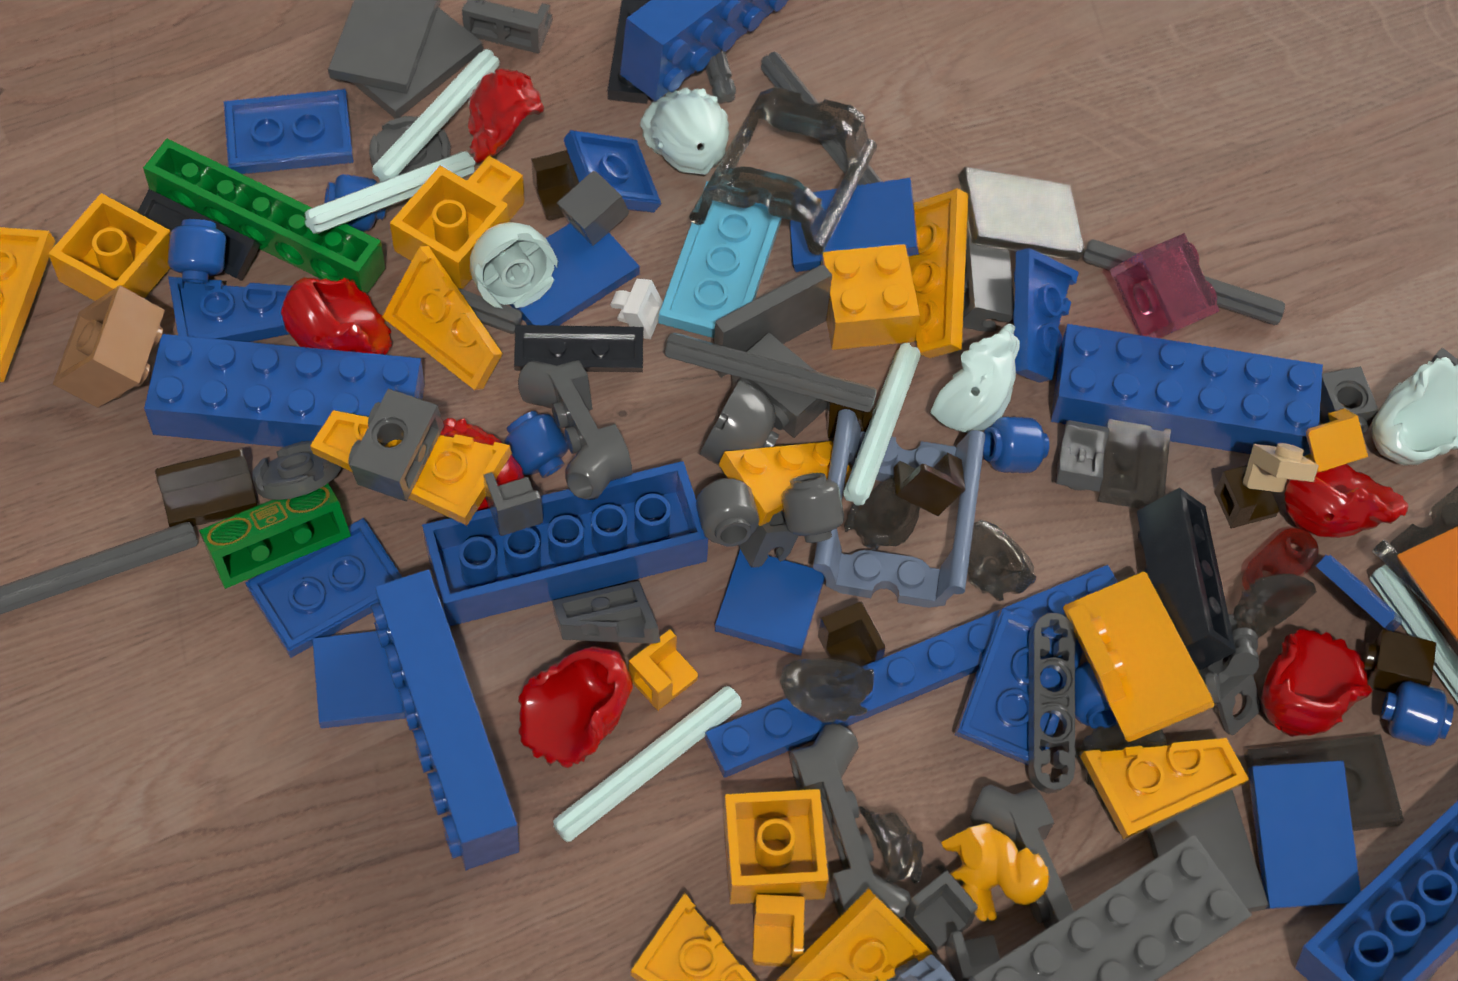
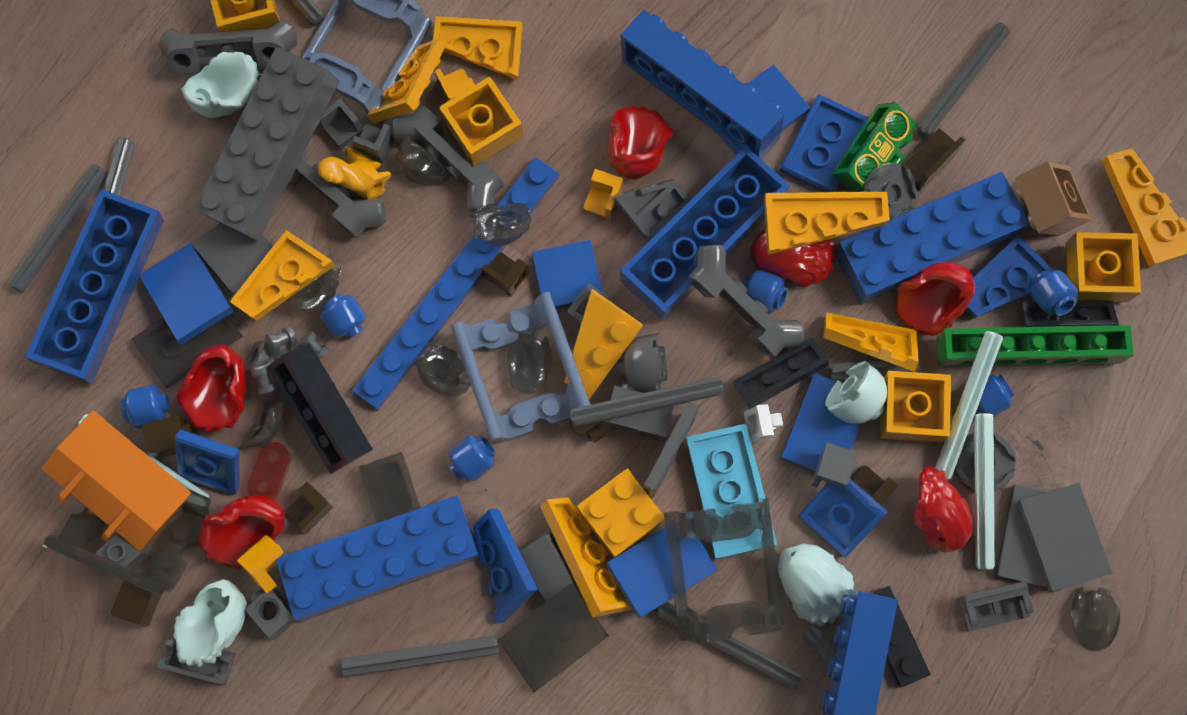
camera: 155 degrees right, 15 degrees up
(288, 131) = (1072, 432): blue tile -> none
(398, 467) = (829, 222): dark grey brick -> none
(501, 183) = (906, 452): light orange panel -> none
(513, 504) = (745, 217): dark grey panel -> none
(646, 764) = (580, 142): light aqua axle -> none
(727, 512) = (616, 285): dark grey head -> none
(812, 507) = (565, 312): dark grey head -> none
(882, 424) = (561, 420): light aqua axle -> none
(930, 487) = (510, 391): dark brown panel -> none
(982, 387) = (512, 482): light aqua piece -> none
(999, 697) = (391, 295): blue tile -> none
(1058, 703) = (366, 288): dark grey beam -> none
(1082, 456) = (425, 471): dark grey bracket -> none
(1138, 657) = (327, 328): light orange bracket -> none
(1165, 288) = (422, 618): clear pink brick -> none
(1272, 466) = (288, 511): tan bracket -> none

